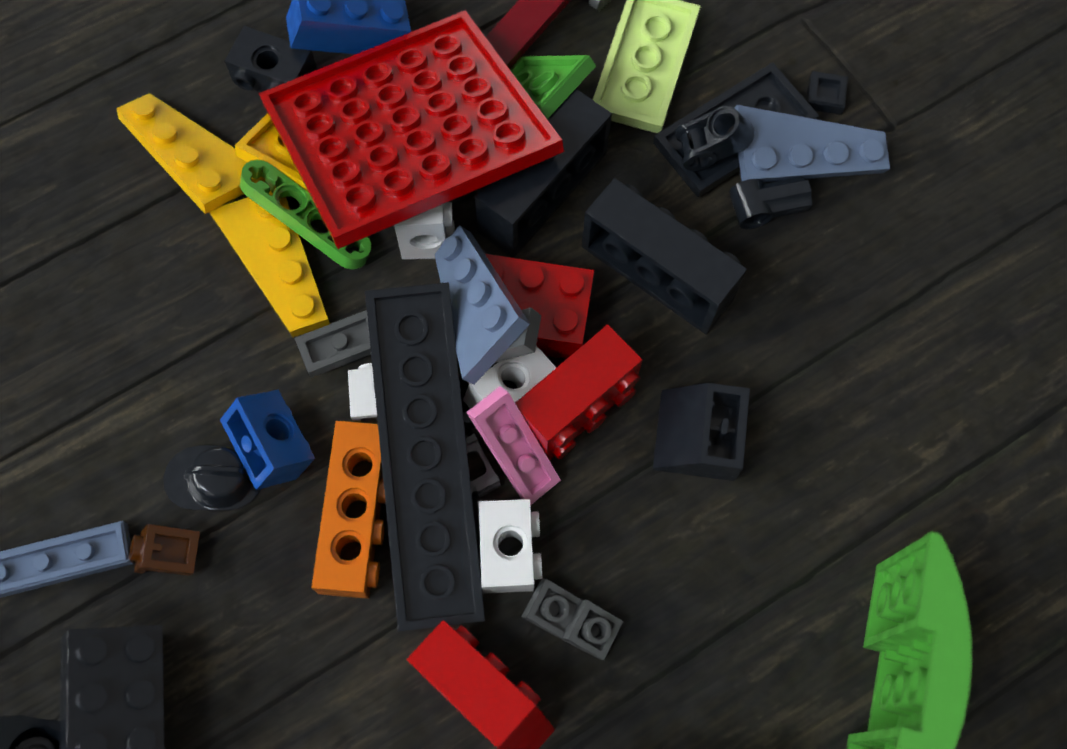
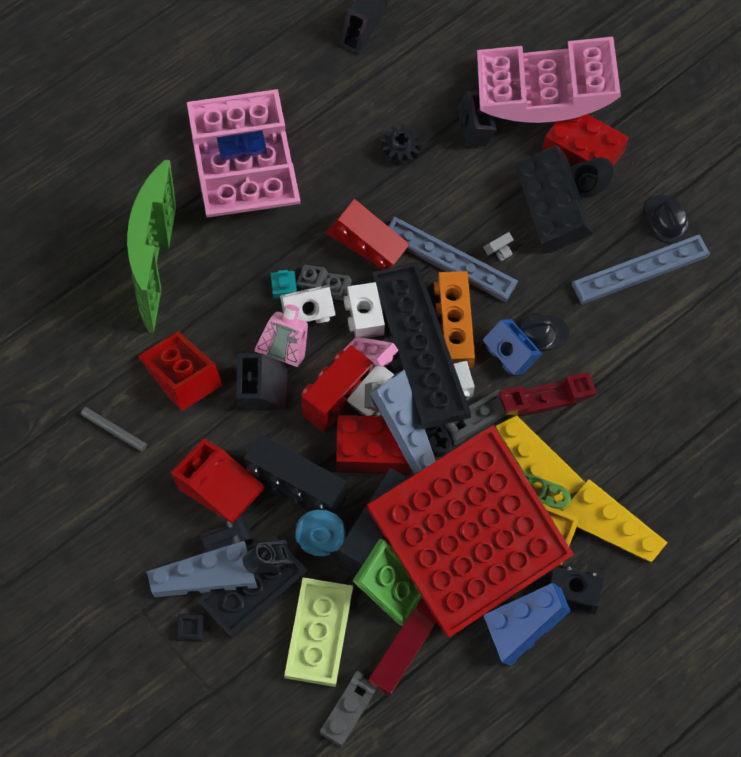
camera: 170 degrees right, 5 degrees down
(165, 550) = (554, 287): reddish brown bracket -> none
(231, 359) = (547, 397): none -> dark red slope
(240, 647) = (500, 246): none -> light grey tile
(339, 641) = (454, 260): none -> sand blue tile
(609, 563) = (319, 296): none -> white brick
(630, 173) = (320, 532): none -> dark azure tile
(644, 626) = (283, 283): none -> teal tile
(657, 501) = (284, 337): none -> bright pink torso
(788, 268) = (216, 481): none -> red slope
(836, 478) = (181, 370): none -> red slope
(944, 396) = (114, 429): none -> dark grey bar

